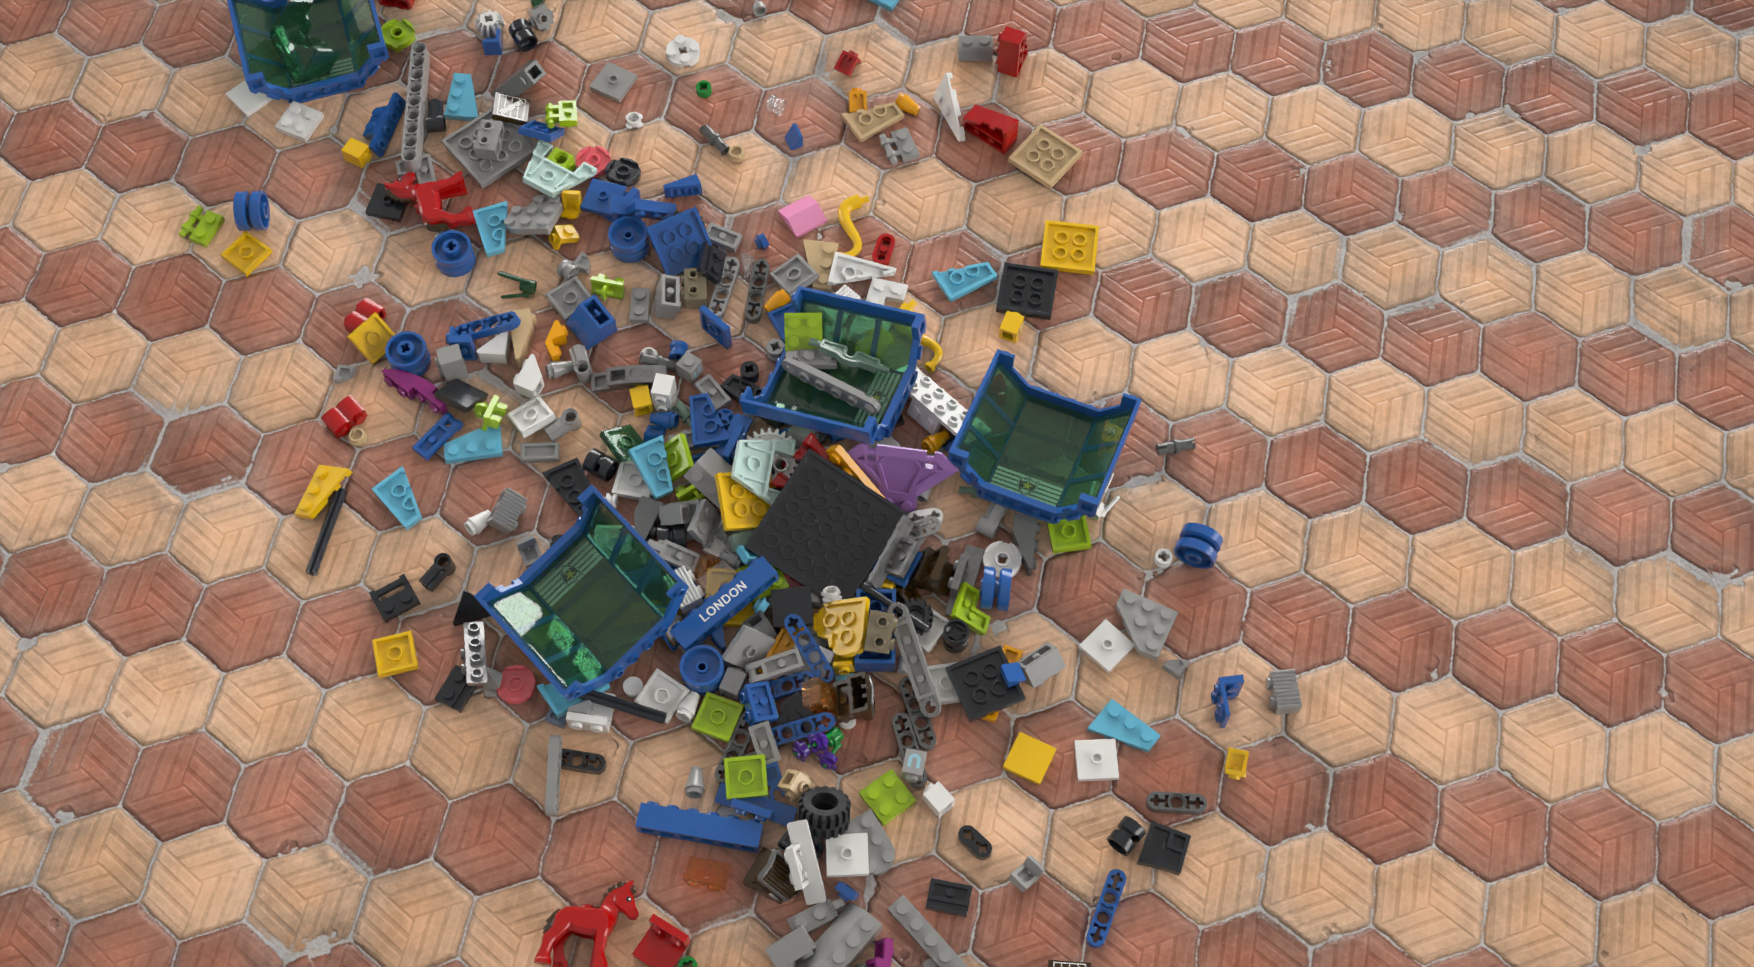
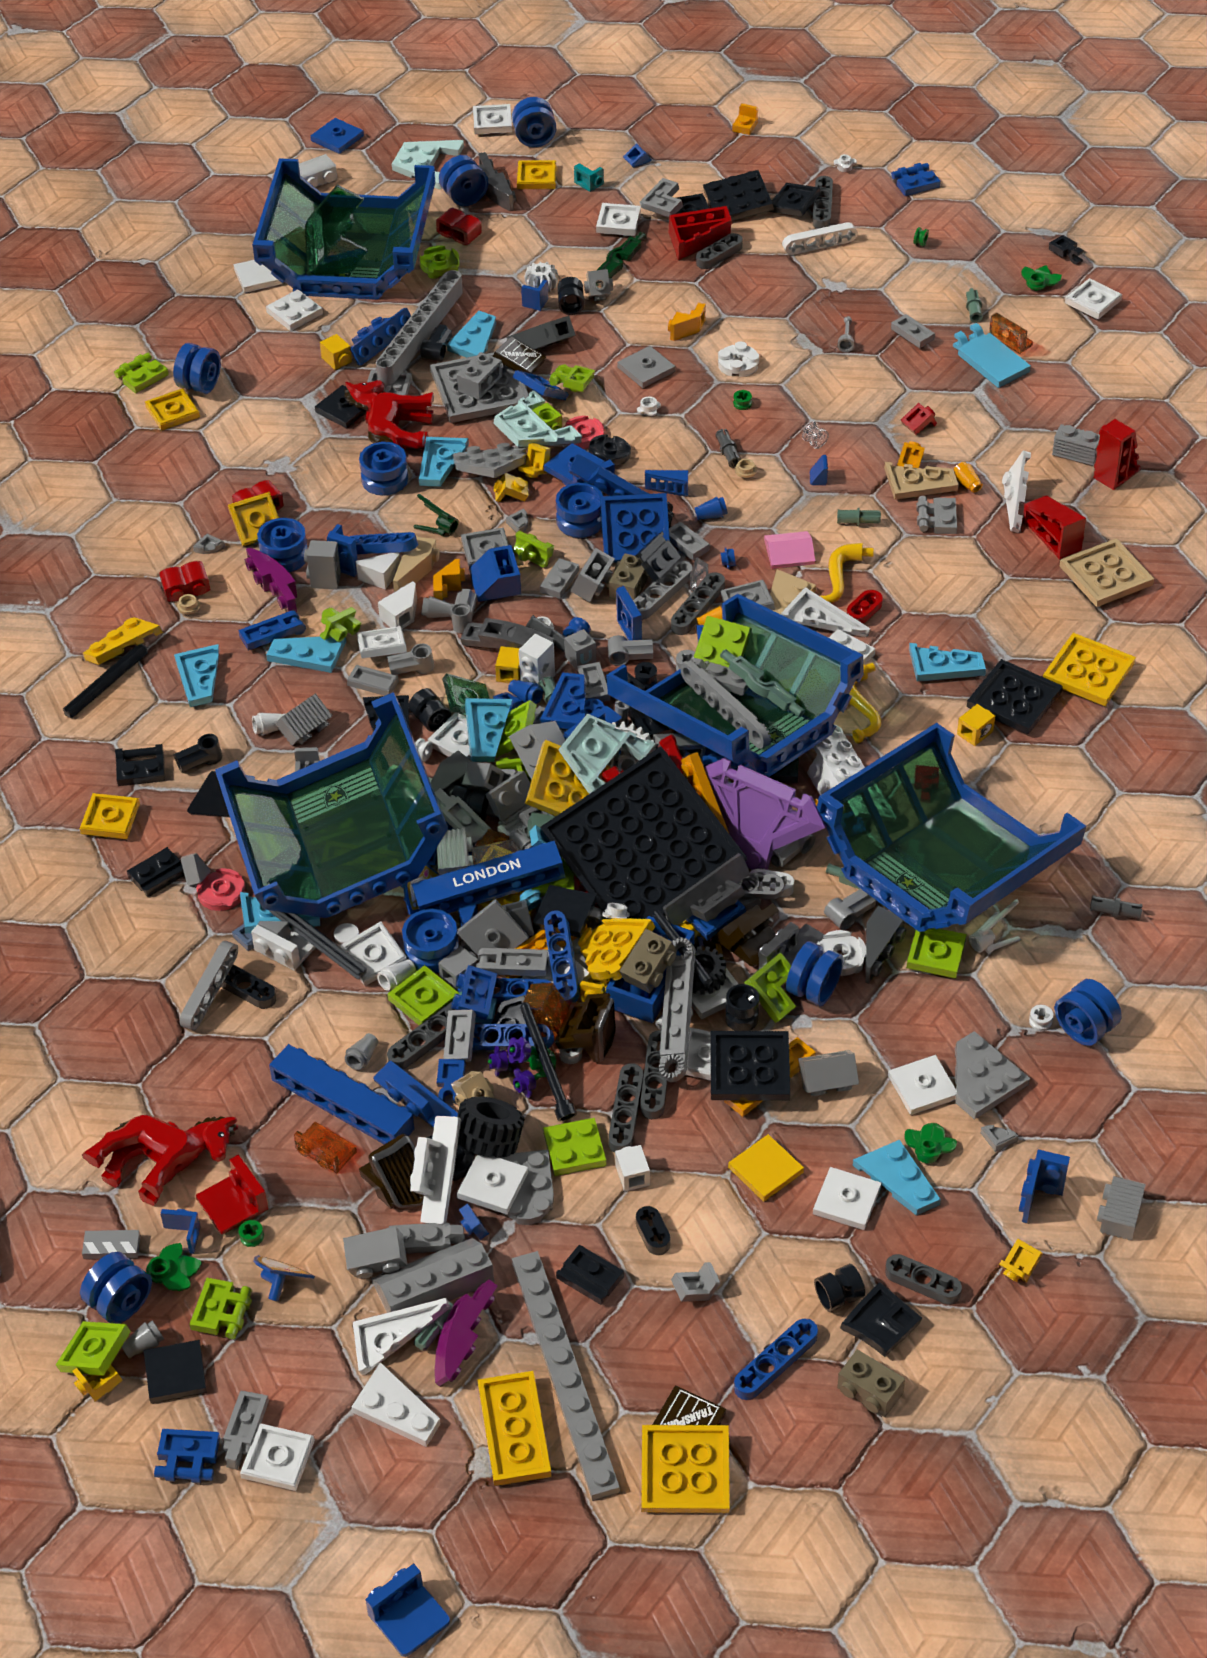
camera: 25 degrees right, 15 degrees down
(461, 395) = (315, 597): black tile -> none
(474, 654) = (190, 837): flat silver bracket -> none
(567, 269) = (497, 518): light grey wheel -> none
(627, 32) = (687, 324): none -> light orange slope
(722, 355) = (622, 650): none -> light grey piece
(728, 200) = (711, 509): none -> blue cone
(746, 777) = (420, 1060): lime plate -> none
(841, 169) = (858, 516): none -> sand green axle
(867, 771) = (564, 1109): none -> black piece
(914, 765) = (620, 1118): light grey brick -> none
(1012, 673) = (786, 1062): blue slope -> none
(1132, 689) = (929, 1142): none -> green plate
(1179, 901) = (870, 1383): none -> dark tan brick

